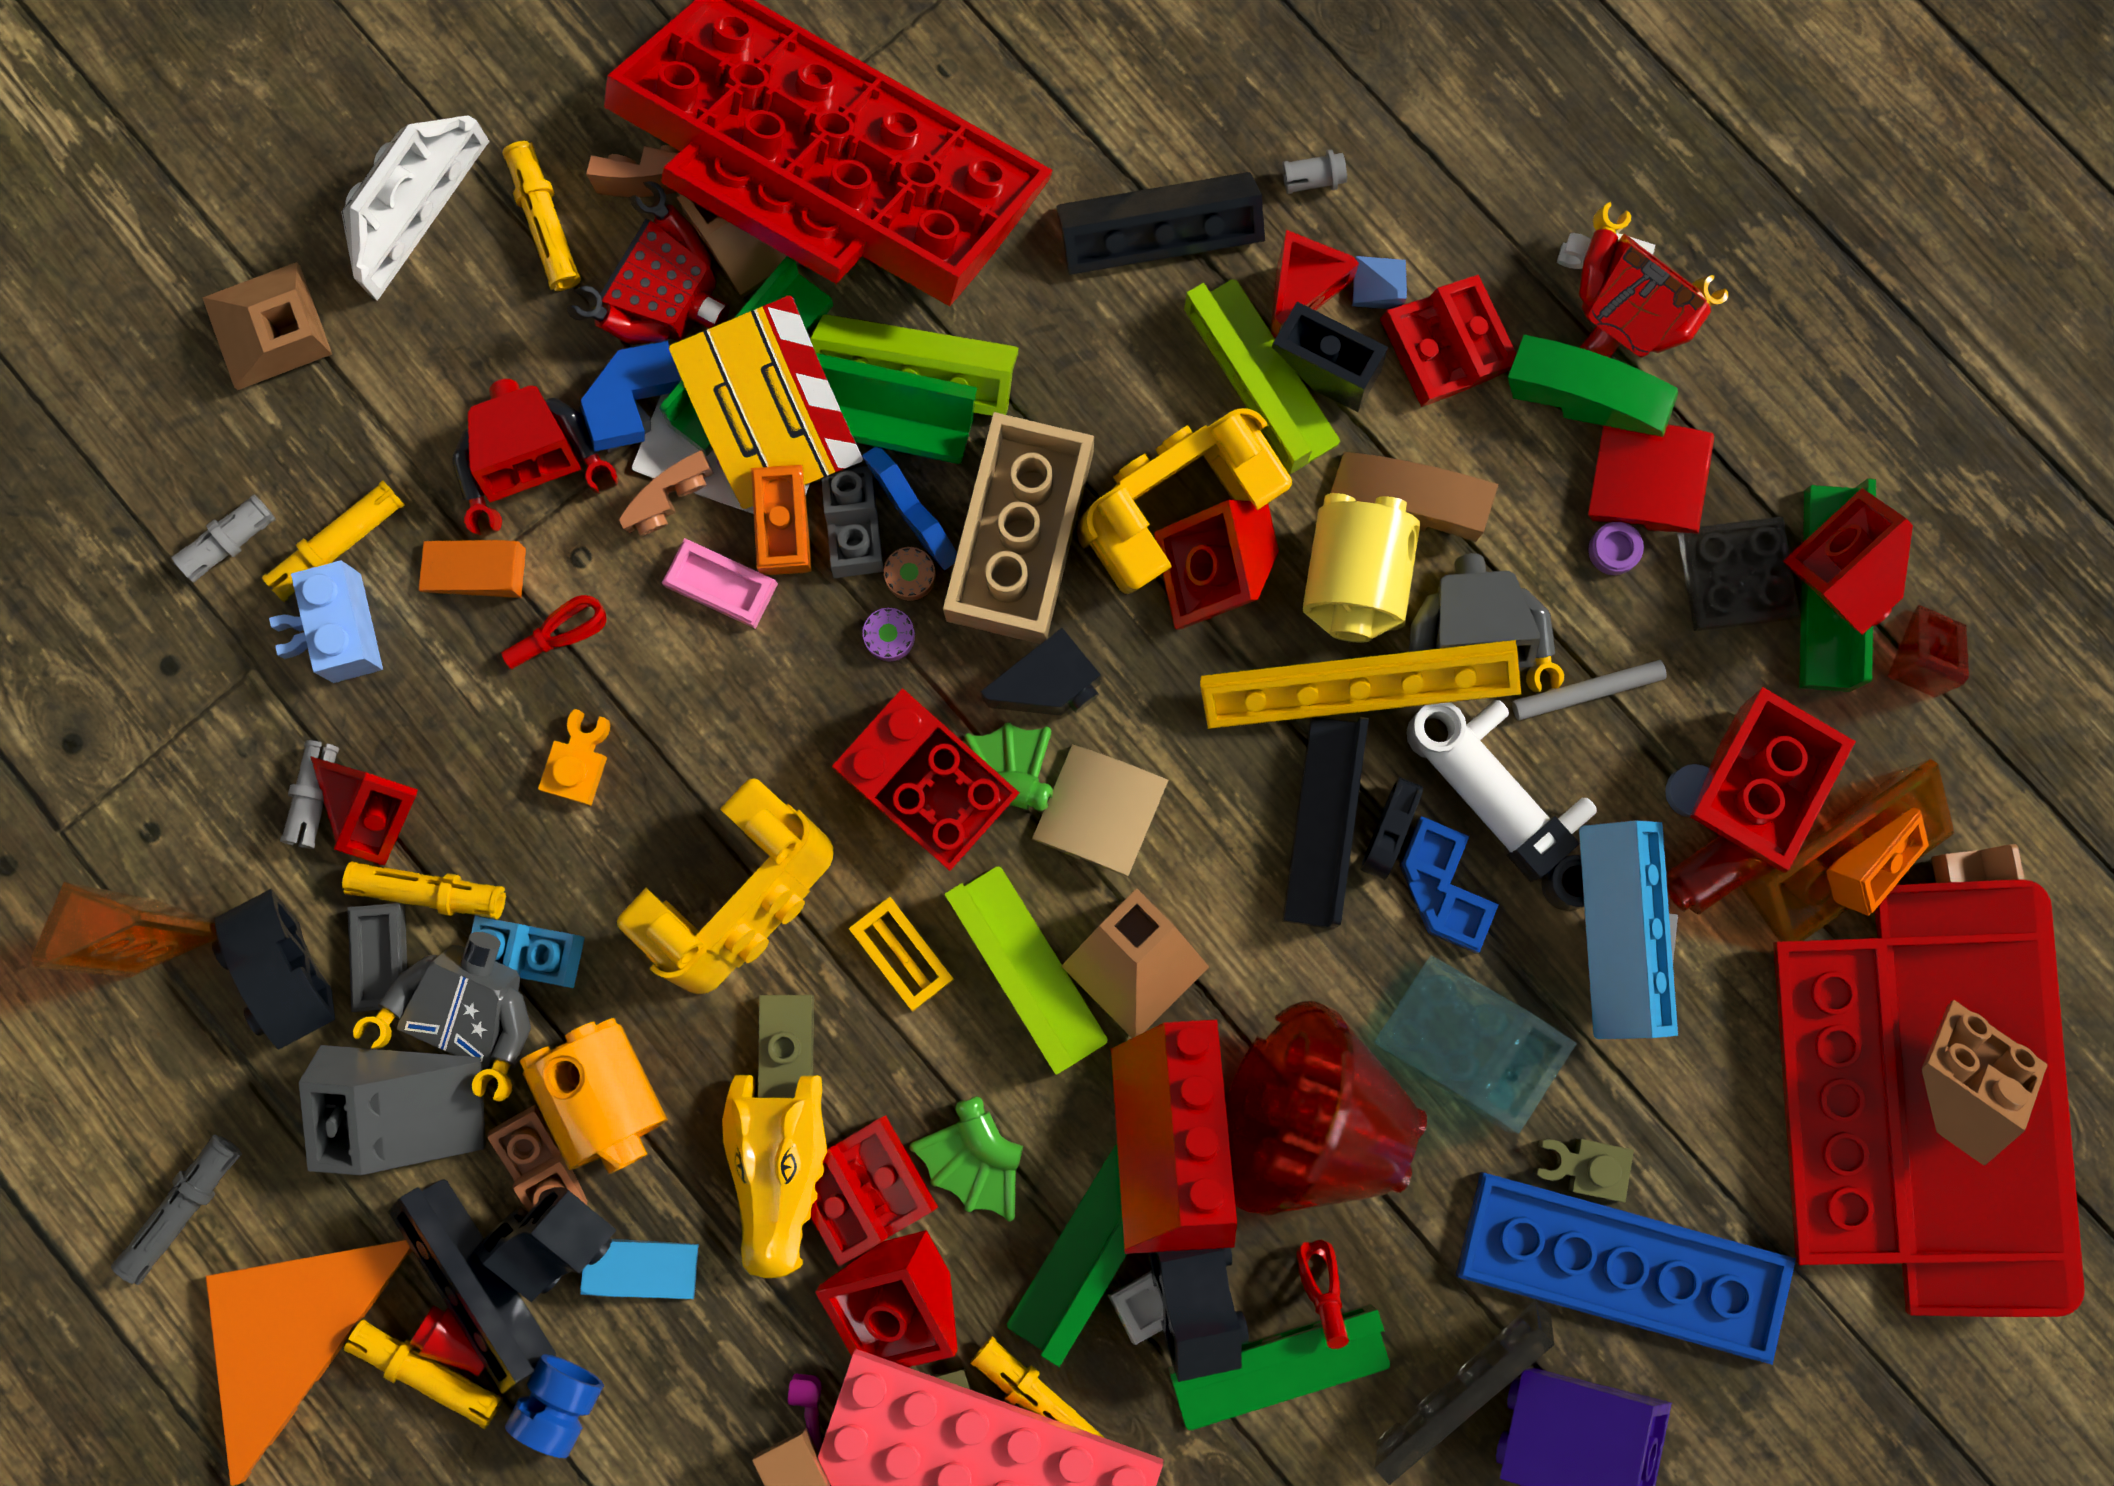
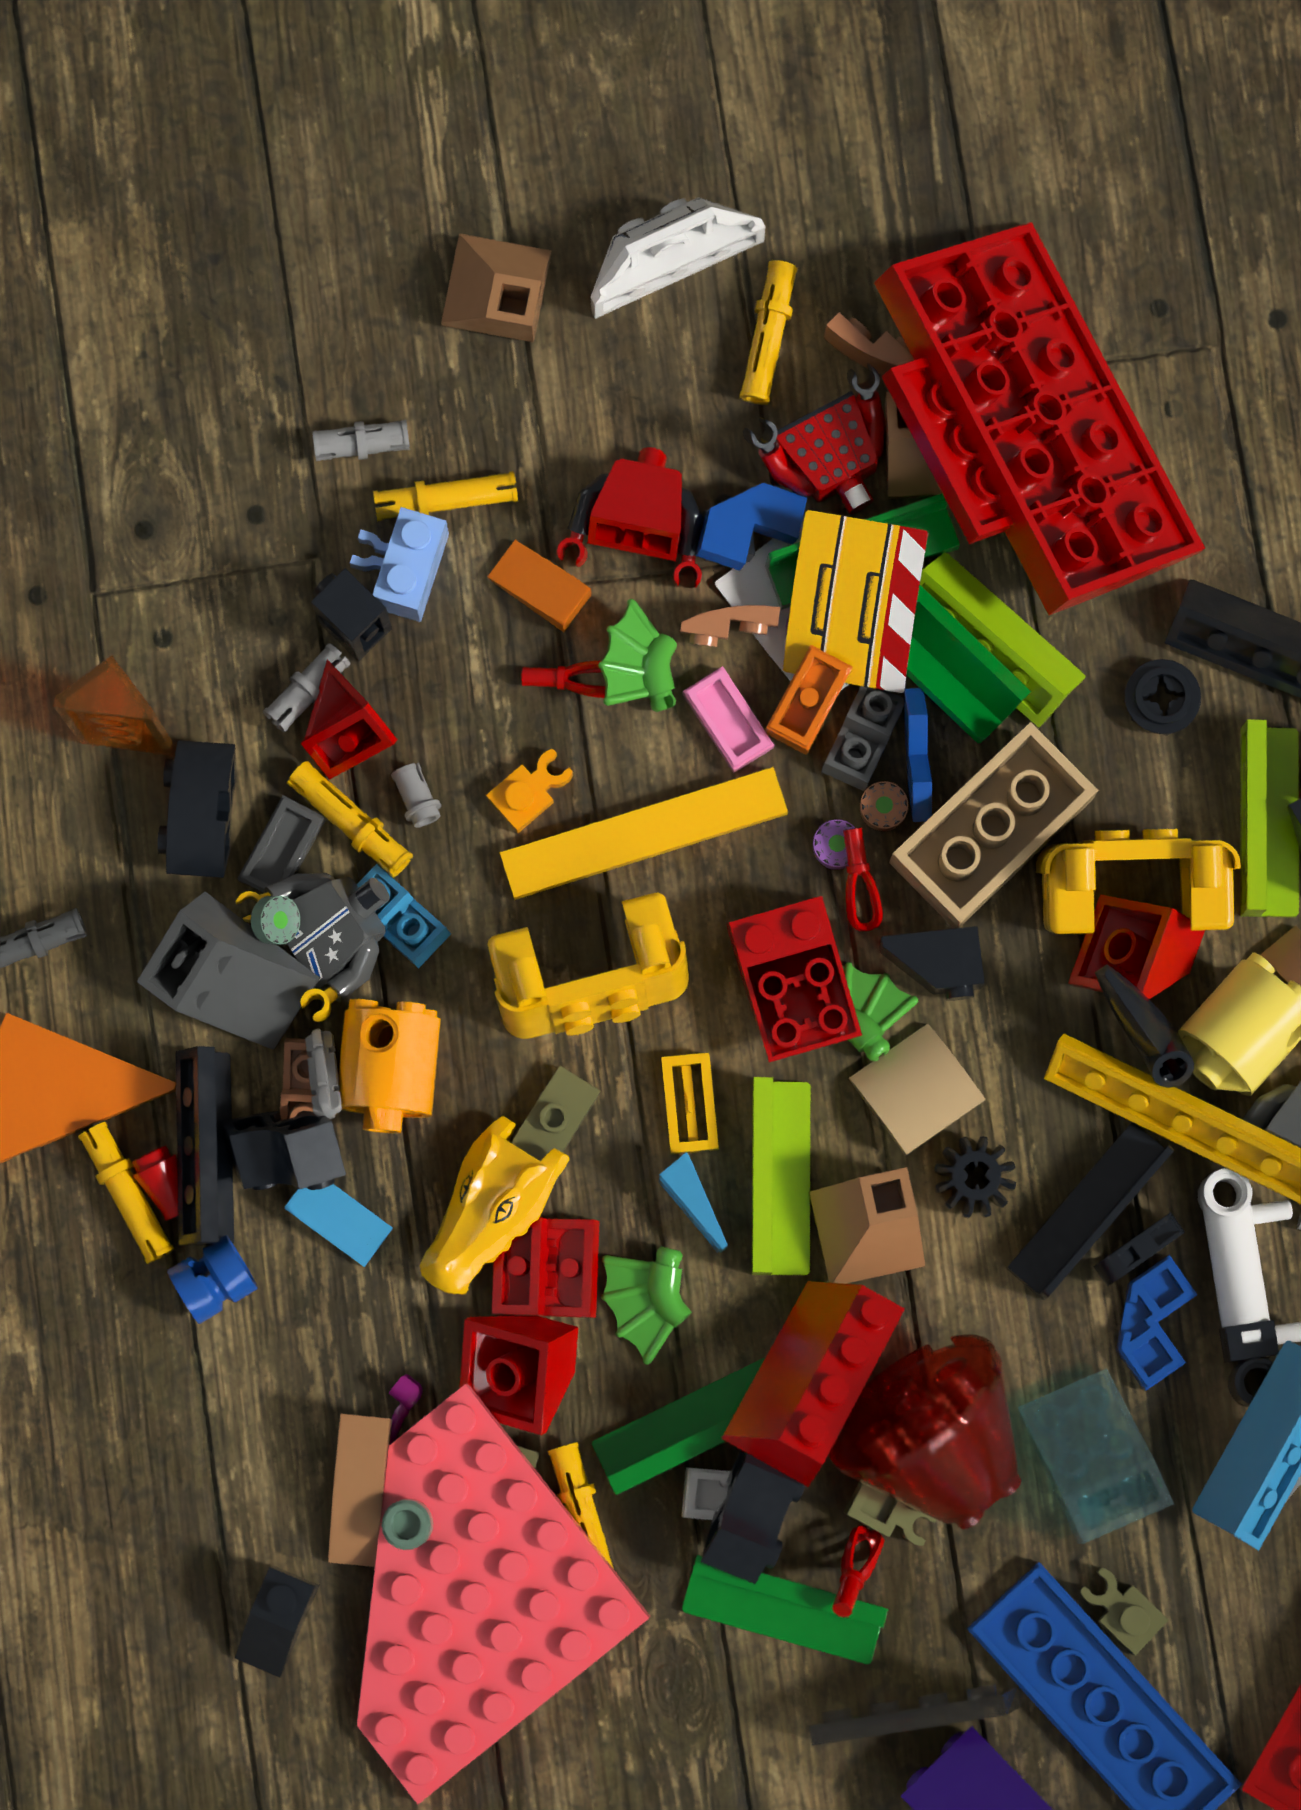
camera: 30 degrees right, 0 degrees up
(304, 700) = (350, 613): none -> black brick
(402, 1030) = (275, 920): none -> sand green tile
(482, 836) = (416, 795): none -> light grey pin
(538, 1146) = (323, 1073): none -> light grey axle
(603, 581) = (638, 661): none -> bright green arm
(705, 735) = (643, 833): none -> yellow tile
(919, 642) = (858, 866): none -> red piece
(947, 1036) = (685, 1188): none -> dark azure slope
(1101, 301) = (1177, 681): none -> black gear
(1217, 848) = (991, 1178): none -> black gear
(1275, 624) = (1147, 1029): none -> black piece
(1316, 1224) = (884, 1513): none -> olive plate

